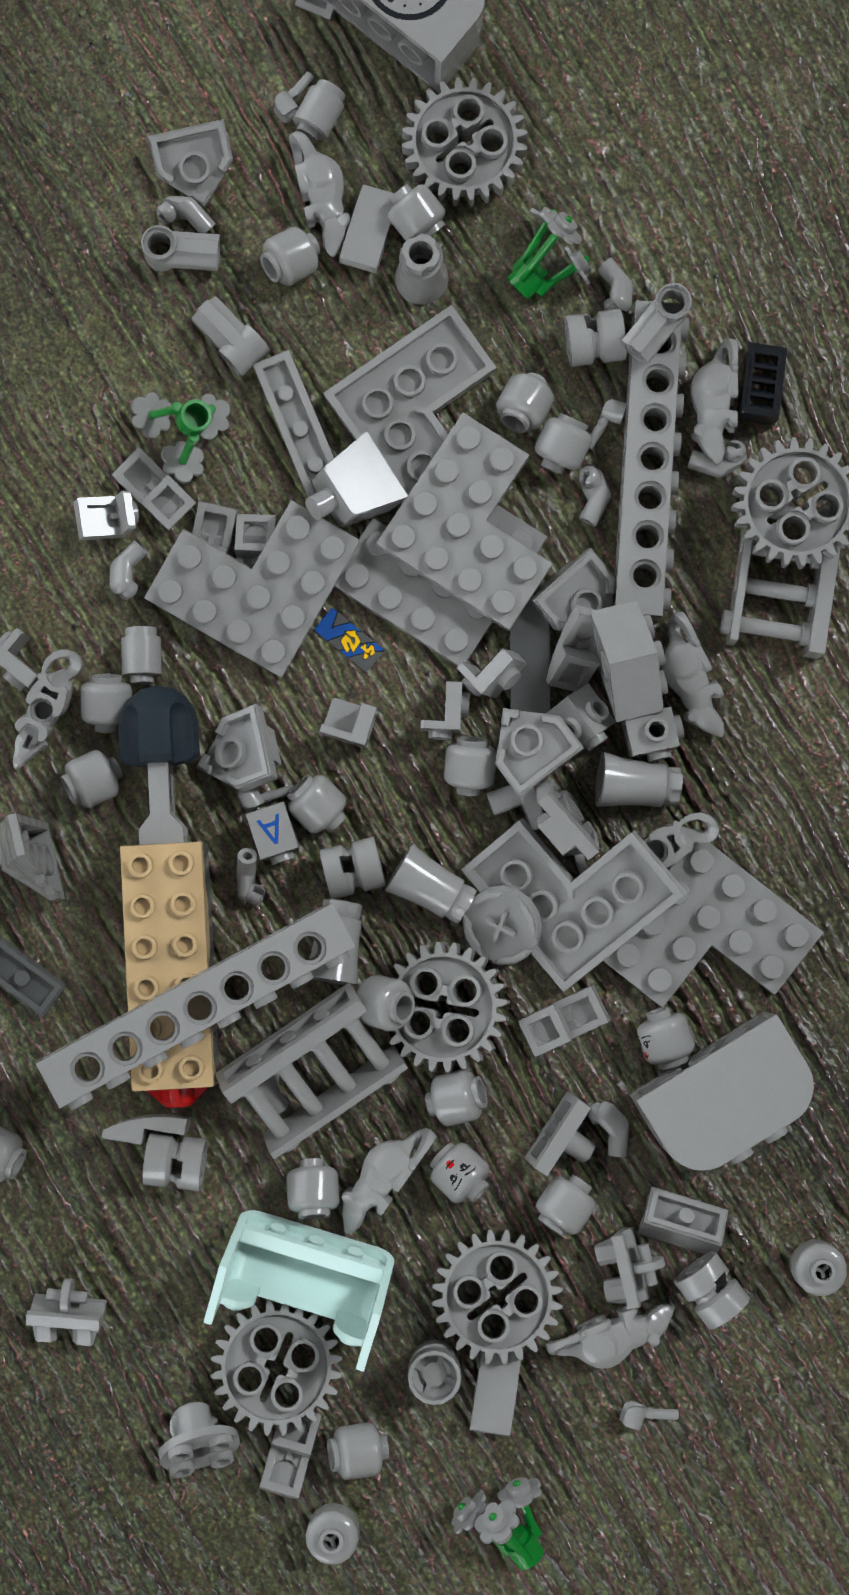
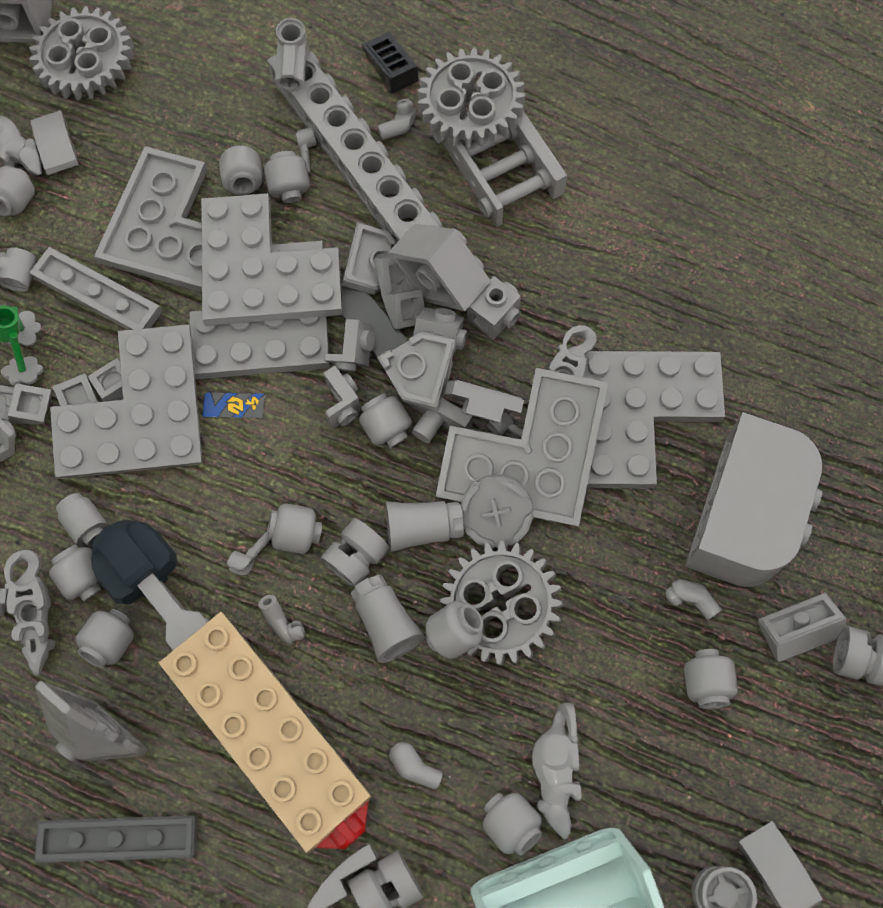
camera: 40 degrees left, 15 degrees down
(59, 1066) = (226, 873): light grey brick -> none
(121, 570) = (27, 474): light grey arm -> none
(243, 750) = (208, 533): light grey plate -> none
(274, 833) = (276, 573): light grey brick -> none
(291, 1042) = (403, 733): light grey fence -> none
(349, 722) = (276, 458): light grey panel -> none
(355, 485) = (160, 292): torso -> none
(416, 212) = (79, 109): light grey head -> none
(421, 282) = (108, 141): light grey plant -> none
(456, 1097) = (564, 663): light grey head -> none
(459, 1173) = (613, 718): light grey head -> none
(519, 1327) = (755, 803): light grey gear -> none
(529, 273) = (184, 95): green plant -> none
(561, 1135) = (663, 631): light grey tile -> none
(564, 1020) = (595, 547): light grey slope -> none
(594, 337) = (258, 101): light grey wheel -> none
(596, 492) = (333, 193): light grey arm -> none
(608, 1342) = (830, 759): light grey animal -> none
(621, 286) = (249, 66): light grey arm -> none
(634, 1265) = (808, 705): light grey hips -> none
(636, 783) = (510, 348): light grey plant -> none
(665, 1038) = (678, 501): light grey head -> none
(686, 676) = (496, 258): light grey animal -> none
(712, 396) = (364, 86): light grey animal -> none

